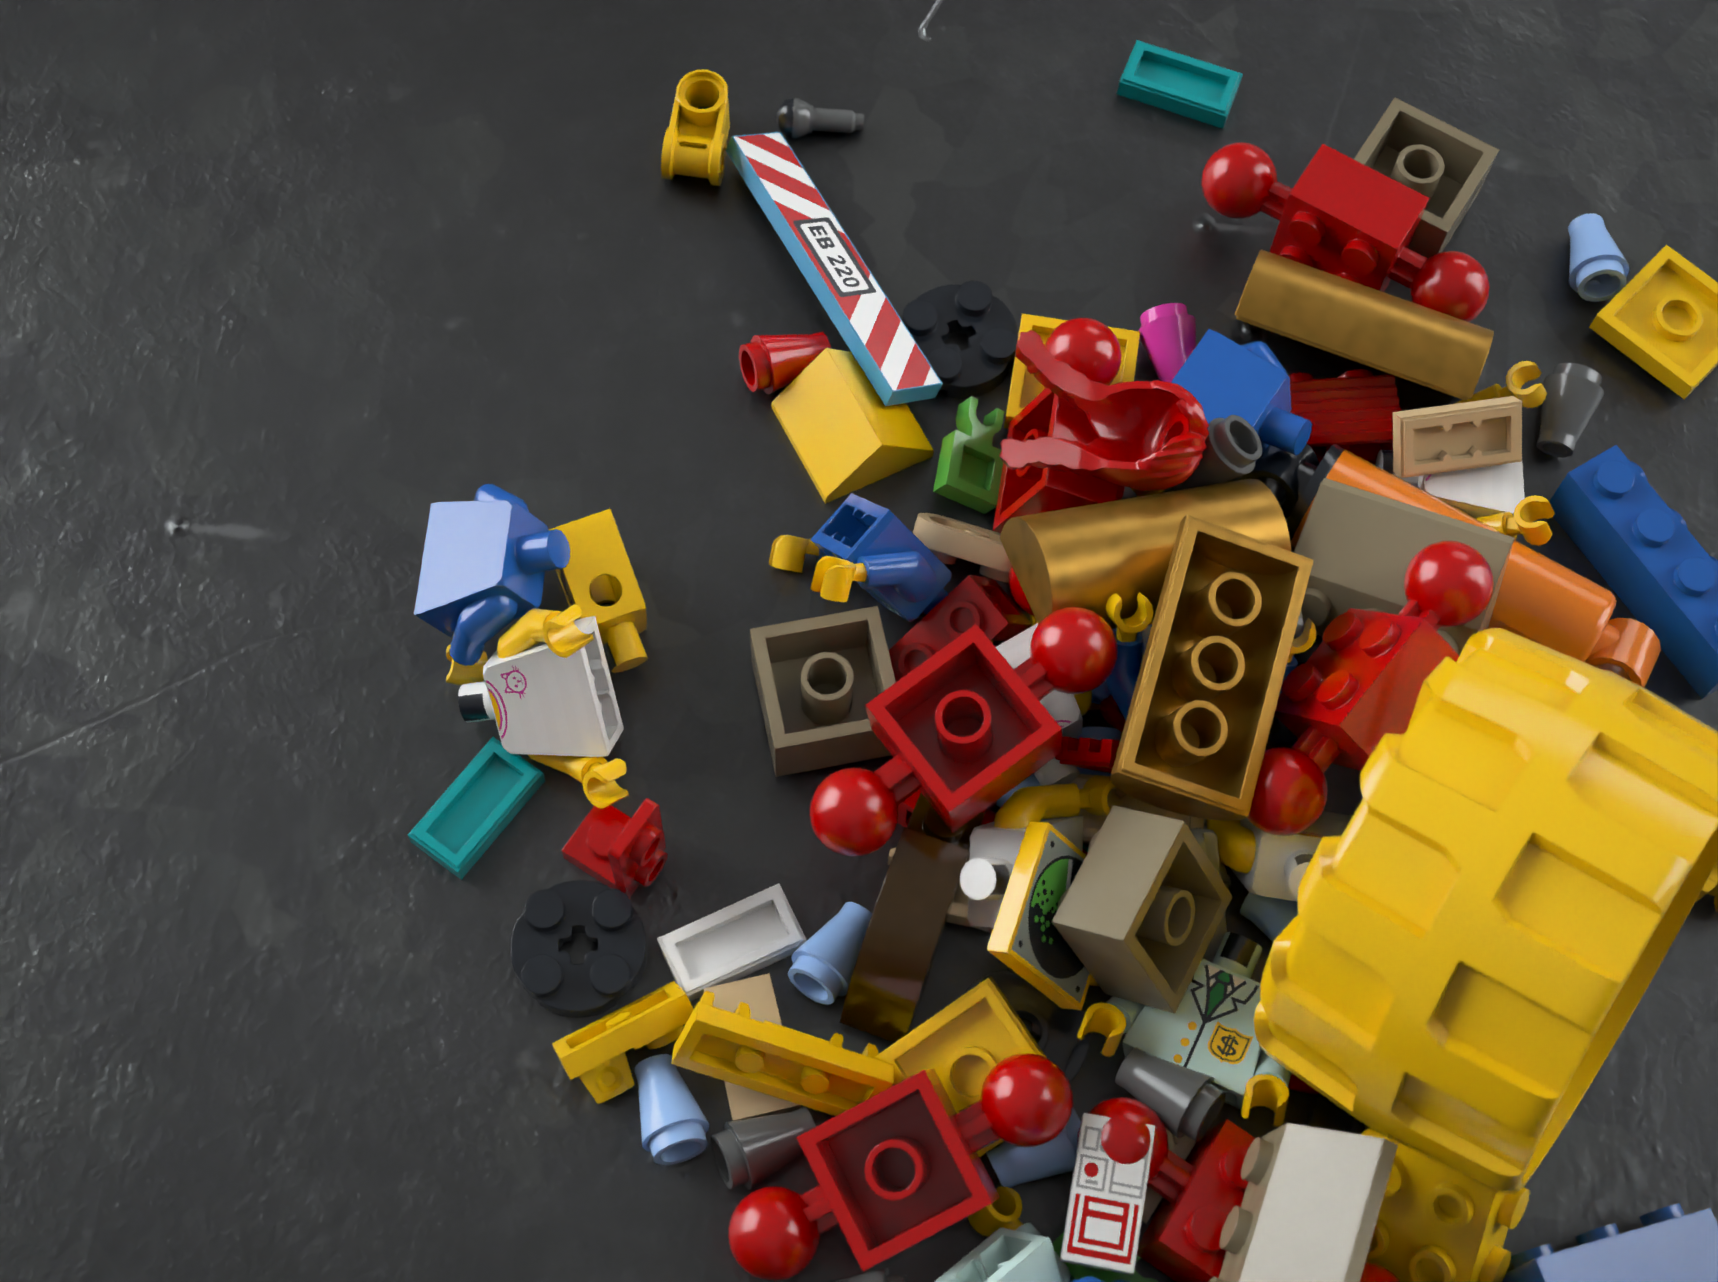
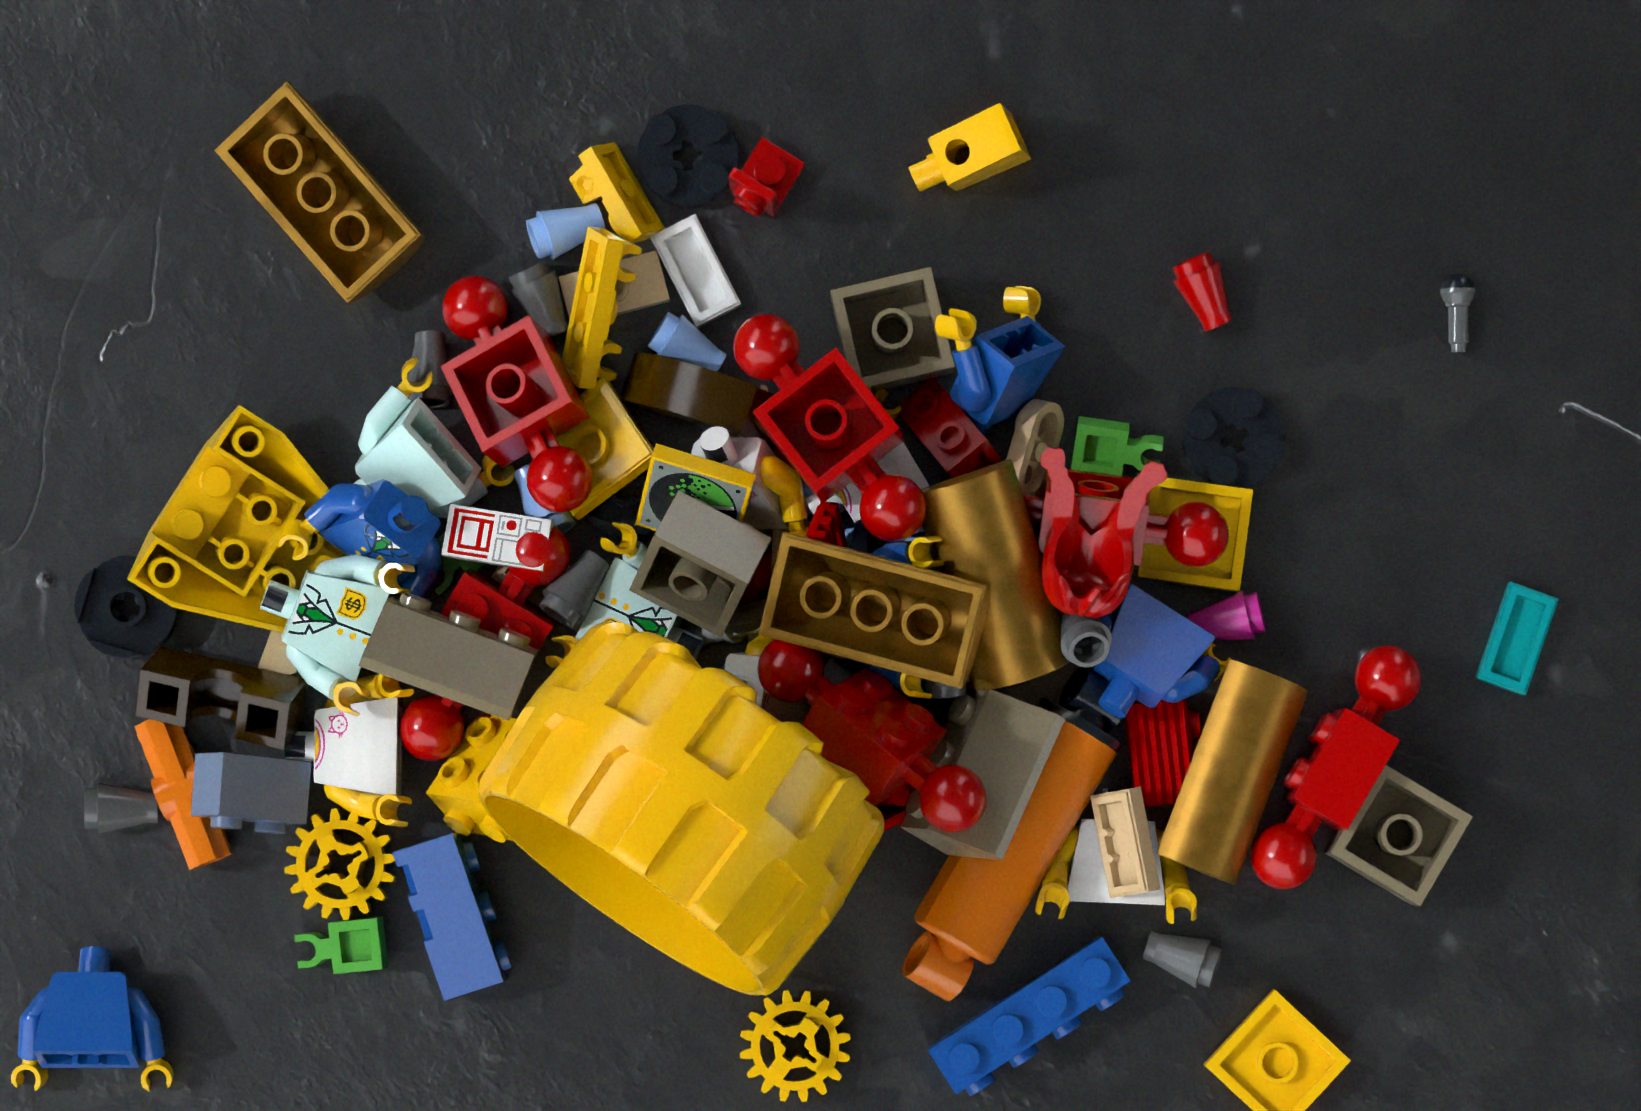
camera: 95 degrees right, 20 degrees up
(476, 808) = (798, 70): teal tile -> none
(482, 572) = (976, 56): torso -> none
(553, 699) = (874, 122): torso -> none
(697, 137) = (1426, 204): yellow piece -> none
(834, 269) = (1294, 325): tile -> none
(845, 428) = (1147, 350): yellow slope -> none
(1596, 263) = (1337, 997): light blue cone -> none

